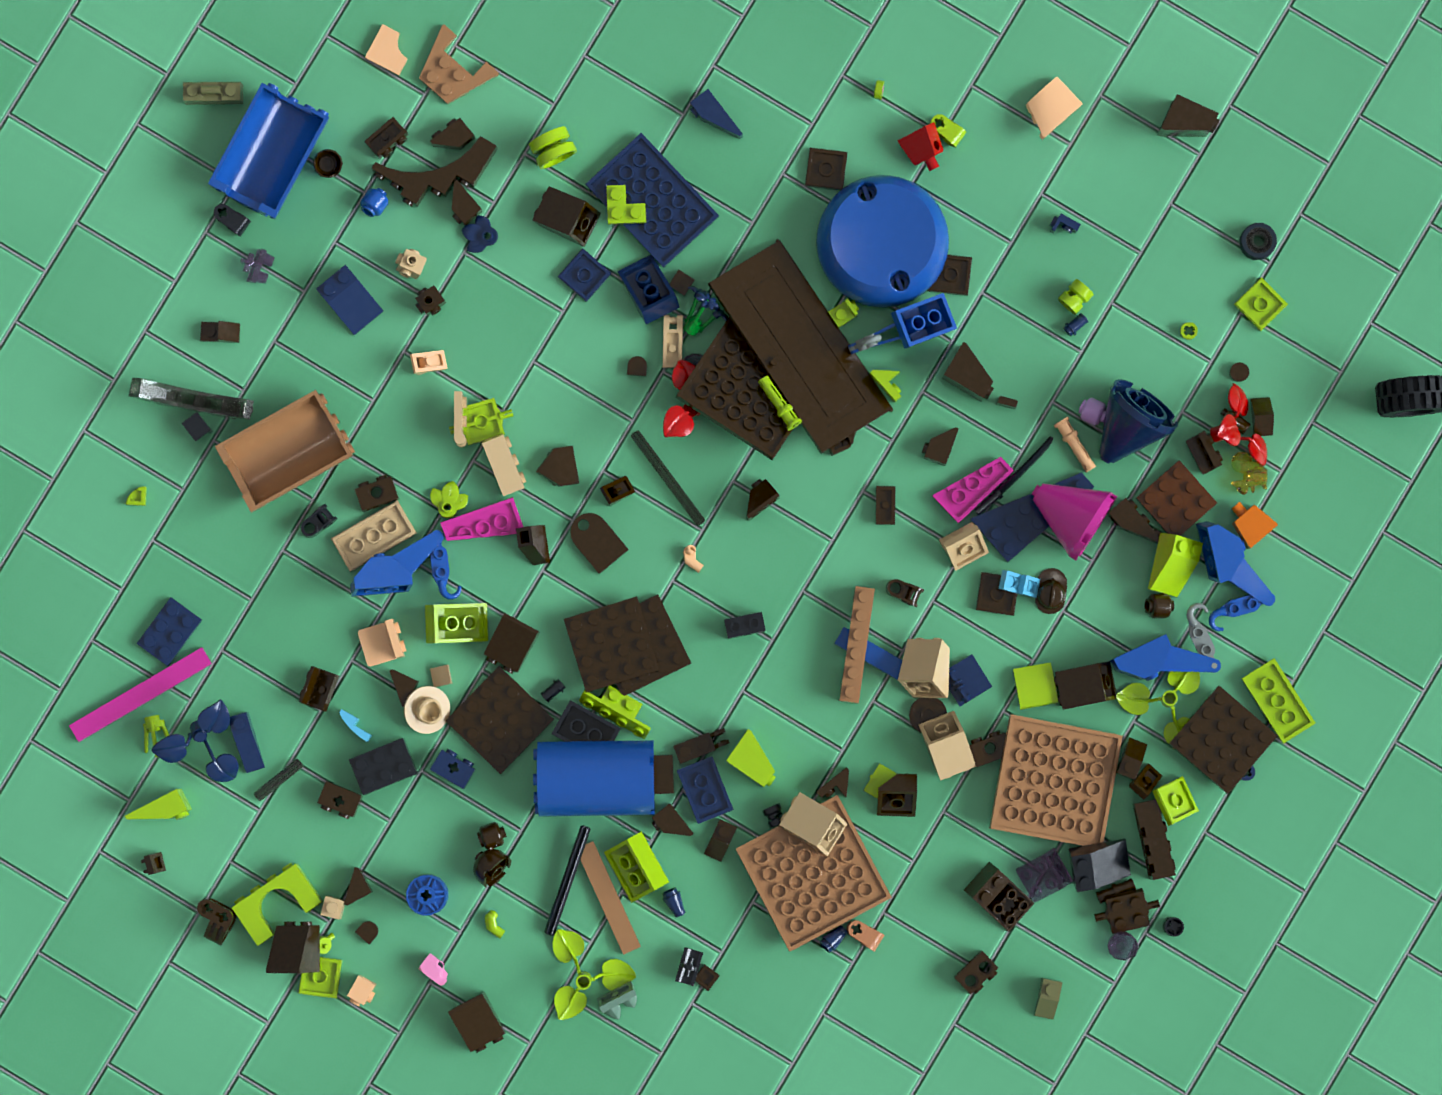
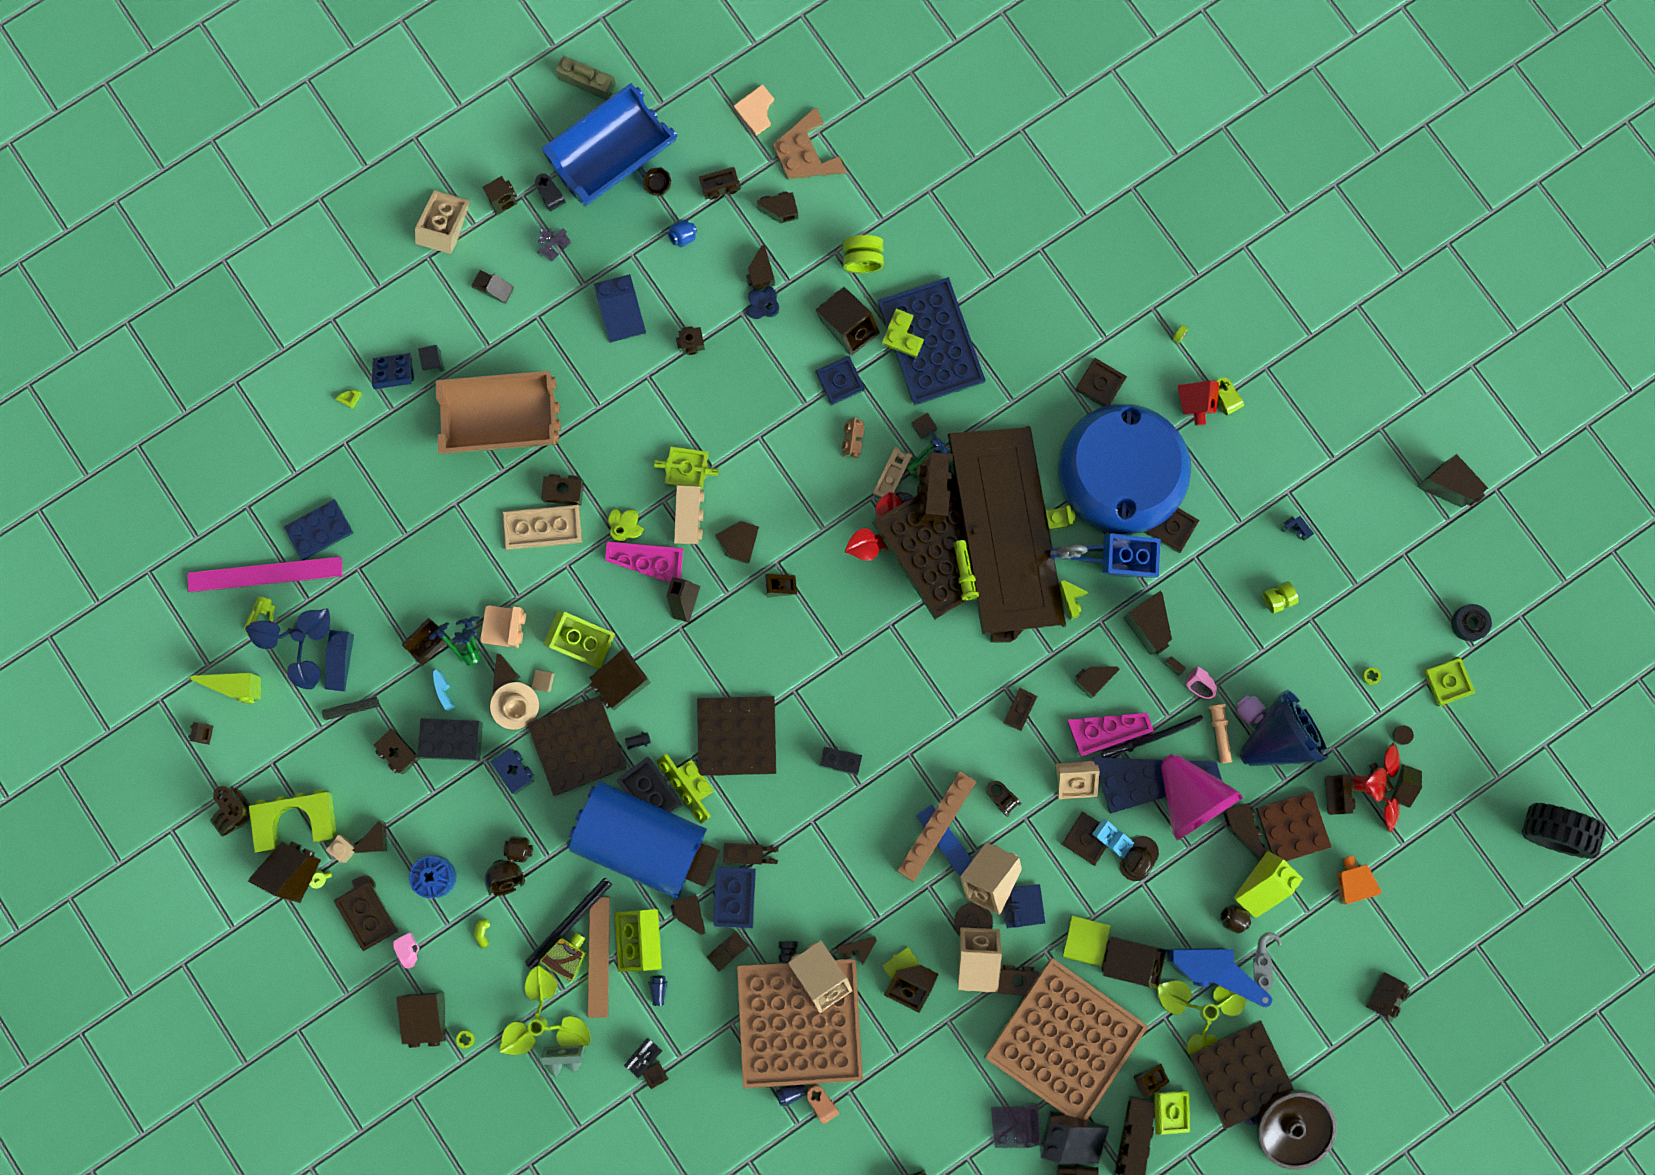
camera: 25 degrees right, 5 degrees down
(144, 292) = (441, 222): none -> tan slope
(166, 454) = (392, 371): none -> dark blue plate
(188, 243) = (500, 194): none -> dark brown brick
(190, 399) = (435, 331): clear smoke arch -> none
(318, 521) = (498, 491): black piece -> none
(324, 982) = (304, 914): lime tile -> none
(361, 991) = (331, 939): light nougat brick -> none
(364, 680) = (469, 653): none -> plant
(382, 956) = (366, 915): none -> dark brown tile
(394, 573) = (541, 567): blue slope -> none
(410, 263) = (688, 300): tan brick -> none
(415, 185) = (778, 240): dark brown arch -> none
(428, 362) = (663, 393): light nougat slope -> none
(459, 420) = (667, 457): tan plate -> none
(523, 1029) = (462, 1045): none -> lime bush
(579, 910) = (566, 957): none -> torso
(598, 542) = (741, 624): dark brown tile -> none
(611, 644) = (710, 722): dark brown plate -> none
(617, 316) = (850, 446): none -> medium nougat hinge
(637, 366) = (850, 482): dark brown tile -> none
(649, 289) = (892, 418): dark blue slope -> none
(667, 477) = (832, 595): clear smoke axle -> none
(690, 558) = (819, 676): light nougat arm -> none
(712, 113) = (1020, 289): dark blue slope -> none
(716, 339) = (933, 487): none -> dark brown wedge
(751, 760) = (790, 890): lime slope -> none
(760, 498) = (908, 651): dark brown slope -> none
(999, 896) = (964, 1126): dark brown slope -> none
(1037, 408) = (1201, 683): none -> bright pink rock
(1052, 106) = (1332, 417): light nougat slope -> none
(1077, 323) = (1268, 623): dark blue pin -> none
(1131, 759) = (1147, 1052): dark brown slope -> none
(1226, 562) = (1317, 905): blue slope -> none
(1253, 473) = (1377, 834): clear yellow animal -> none
(1278, 700) = (1311, 1058): lime plate -> none
(1290, 766) = (1296, 1129): none -> dark brown dish
(1323, 613) = (1388, 997): none -> dark brown bracket

